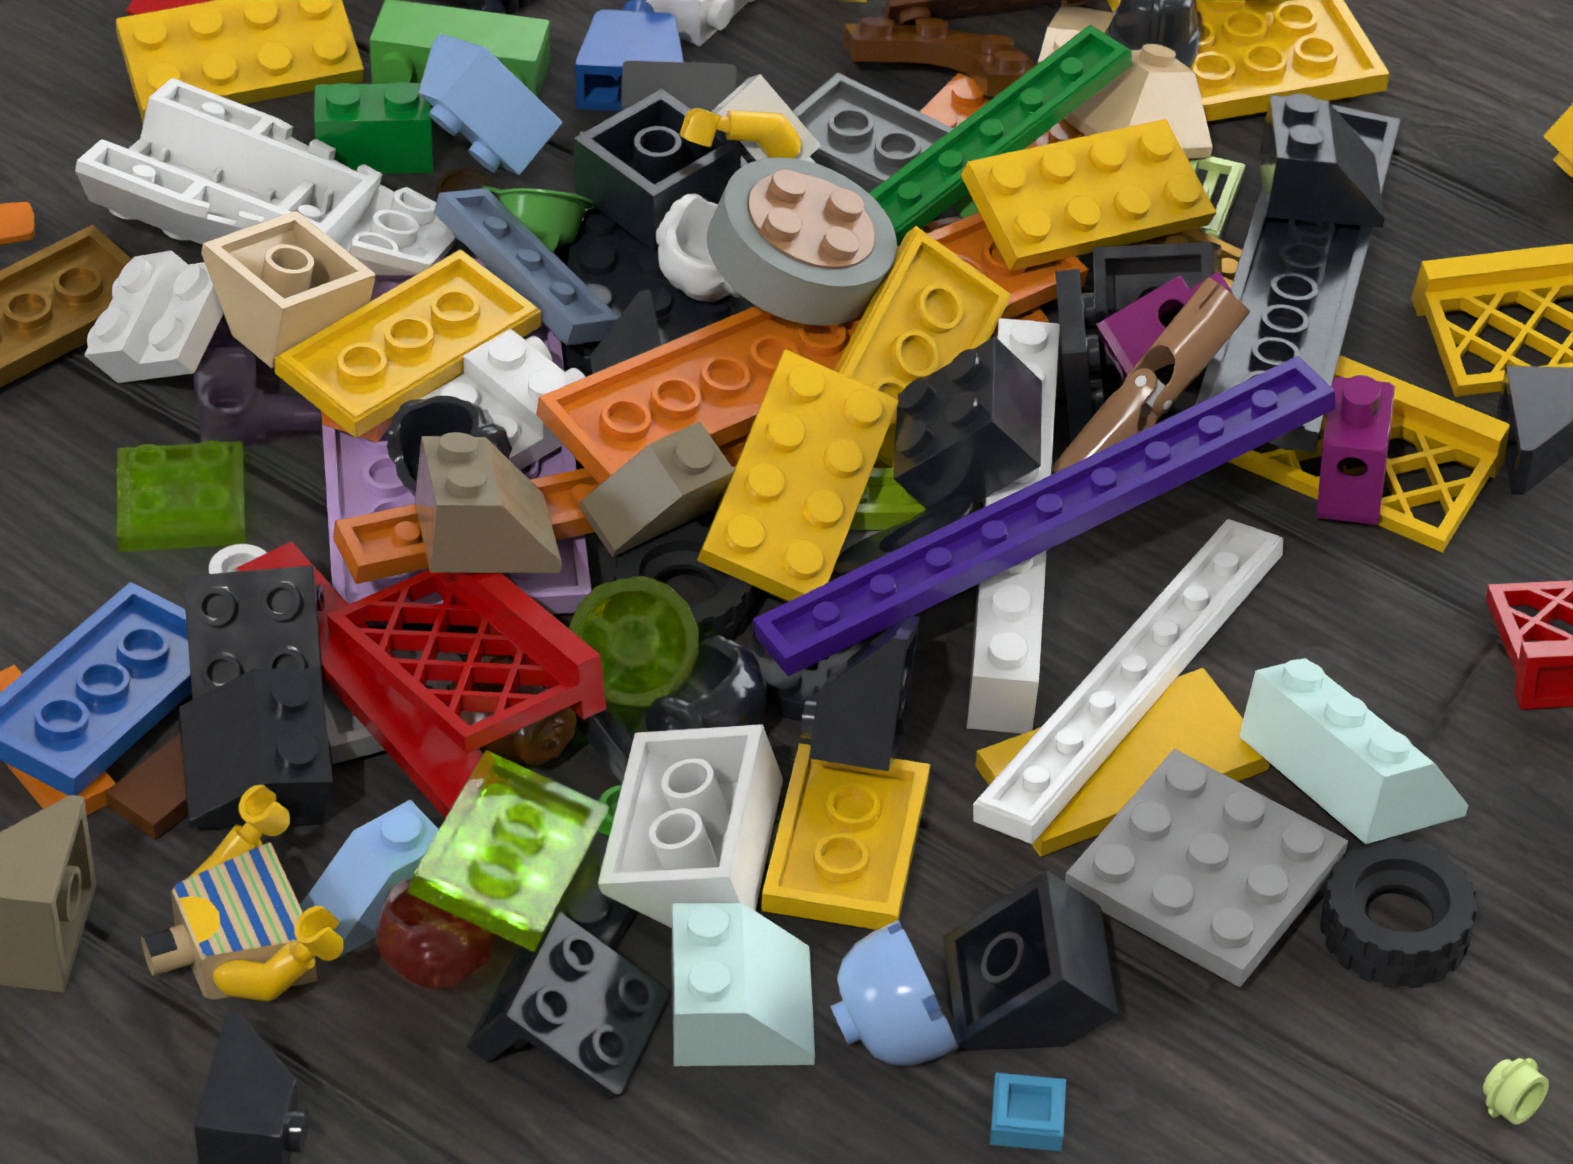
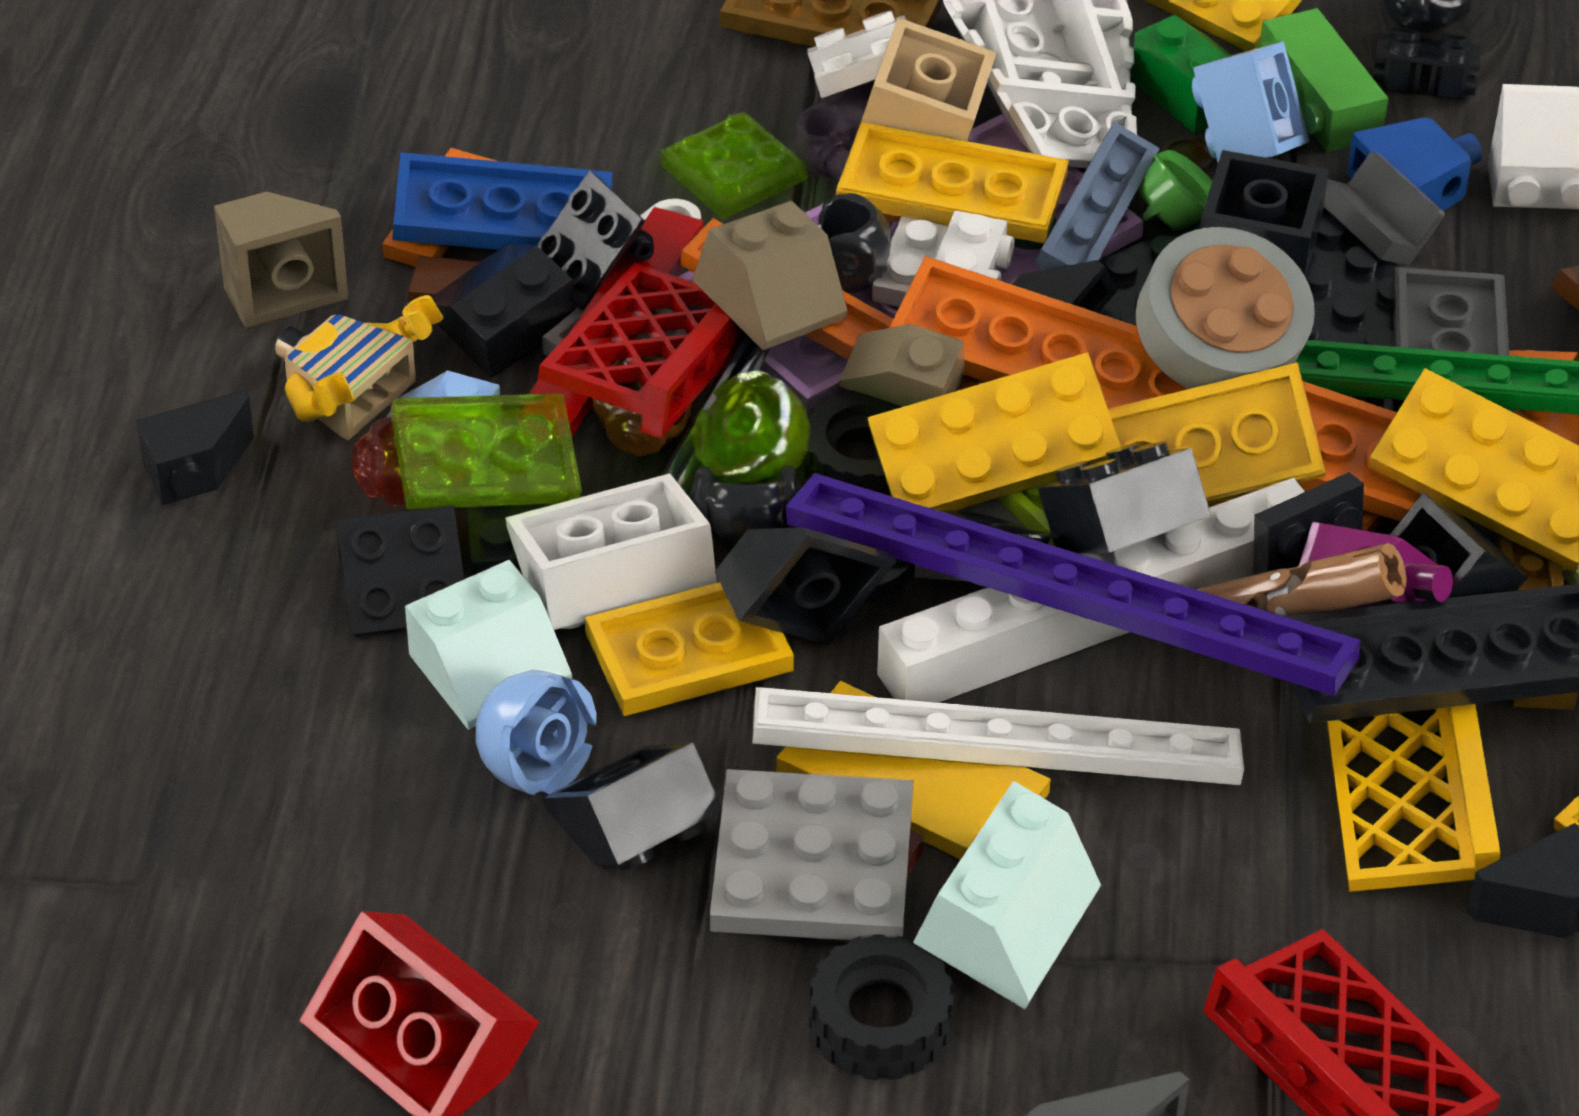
camera: 60 degrees right, 0 degrees up
(756, 120) = (1349, 245): torso -> none
(1028, 1112) = (505, 865): dark azure tile -> none
(1359, 430) = (1364, 757): magenta torso -> none

